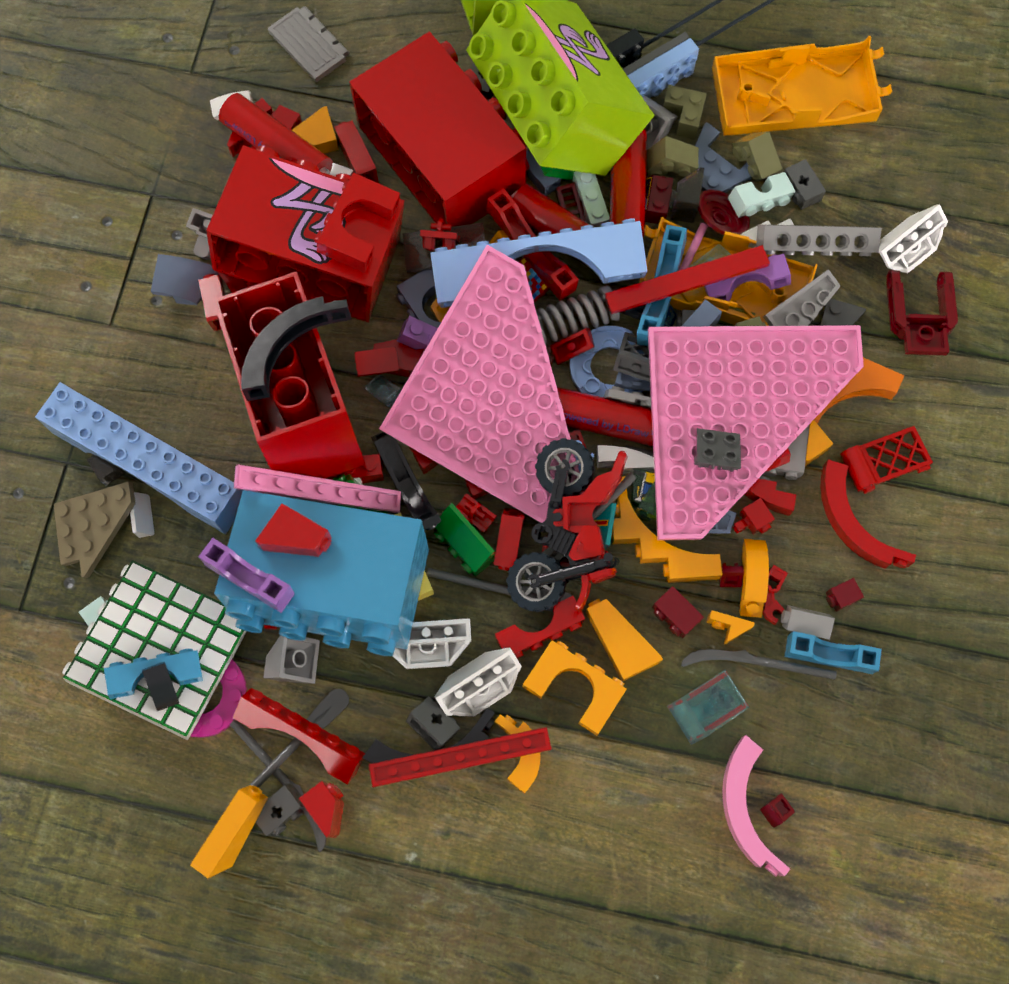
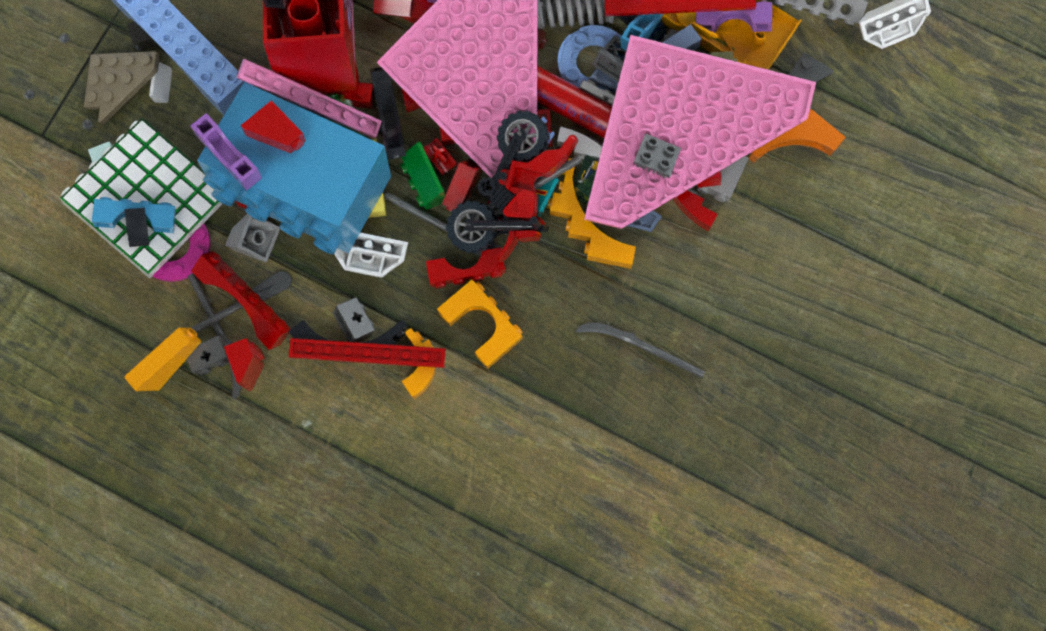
camera: 15 degrees right, 5 degrees up
(383, 390) = (391, 29): clear light blue plate -> none
(479, 683) = (401, 299): white wedge -> none
(572, 346) = (565, 35): red slope -> none
(621, 641) = (532, 300): light orange slope -> none
(677, 612) = (585, 286): dark red brick -> none
(708, 707) = (587, 370): clear light blue slope -> none
(731, 576) = (641, 268): dark red tile -> none
(735, 625) = (631, 310): light orange slope -> none
(736, 810) = (583, 459): bright pink arch -> none
(755, 517) = (678, 225): red brick -> none
(755, 578) = (659, 274): light orange arch -> none
(777, 810) = (619, 470): dark red slope -> none
(778, 576) = (667, 300): red piece -> none
(804, 304) = (778, 51): light grey wing -> none
(807, 621) = (692, 323): light grey brick -> none
(817, 443) = (750, 176): light orange slope -> none
(844, 595) = (732, 310): dark red brick -> none
(847, 526) = (755, 255): red arch -> none
(849, 657) = (714, 360): dark azure arch -> none
(863, 470) = (783, 205): red piece -> none
(923, 332) = (876, 104): dark red plate -> none

